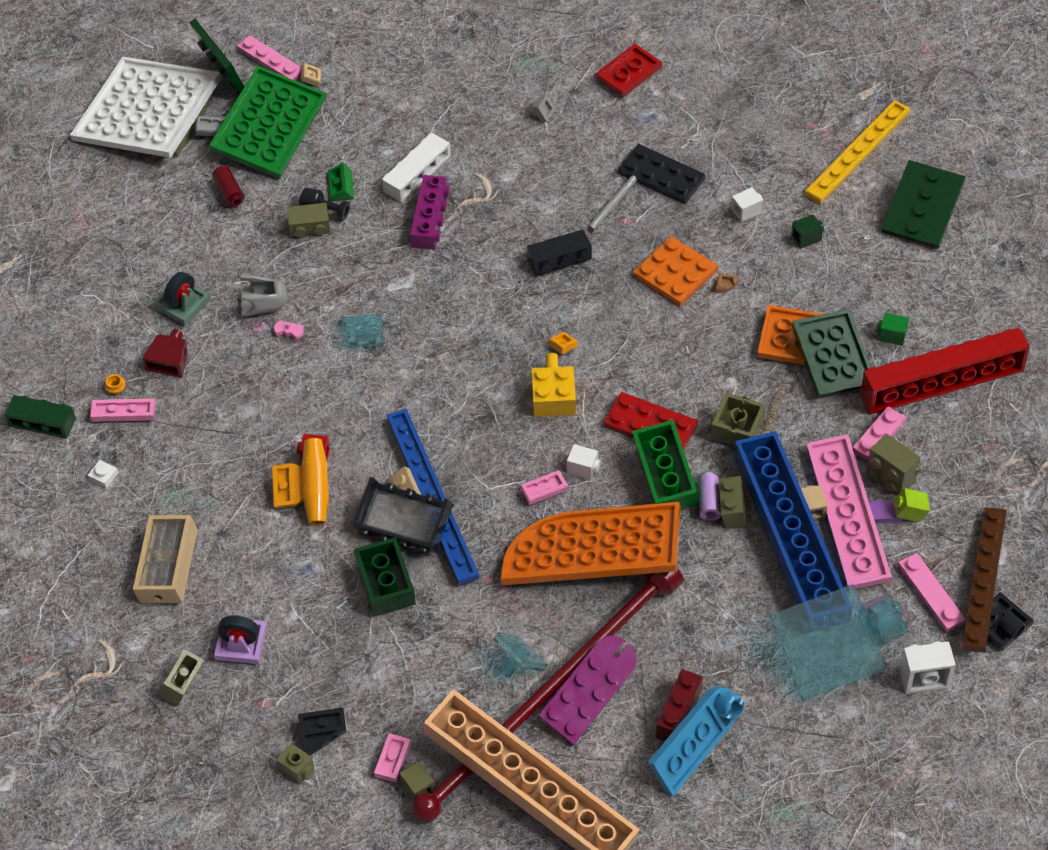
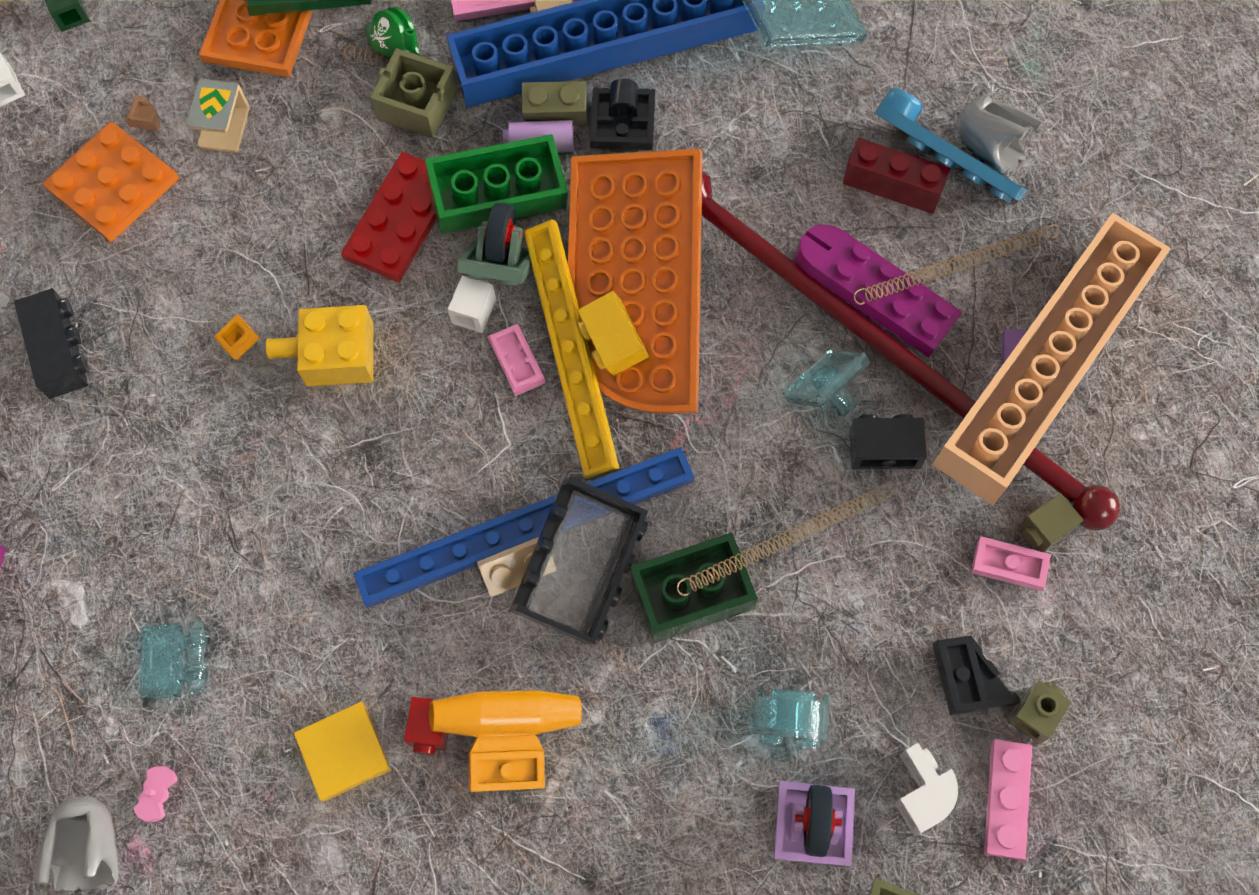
camera: 90 degrees left, 15 degrees up
(245, 746) = (1008, 800): none -> bright pink plate
(251, 702) = (935, 794): none -> white brick
(300, 624) = (791, 716): none -> clear light blue brick
(304, 412) = (342, 751): none -> yellow tile
(410, 628) = (784, 541): none -> tan piece
(476, 684) = (887, 442): none -> black brick
(548, 512) = (571, 351): none -> yellow tile
(551, 529) = (612, 334): none -> yellow brick
(603, 737) = (955, 259): none -> tan piece
(613, 470) = (497, 250): none -> sand green plate
(711, 770) = (995, 131): none -> light grey hair
(719, 318) = (220, 114): none -> piece
(726, 545) = (622, 116): none -> black plate
(784, 411) = (390, 31): none -> green hat

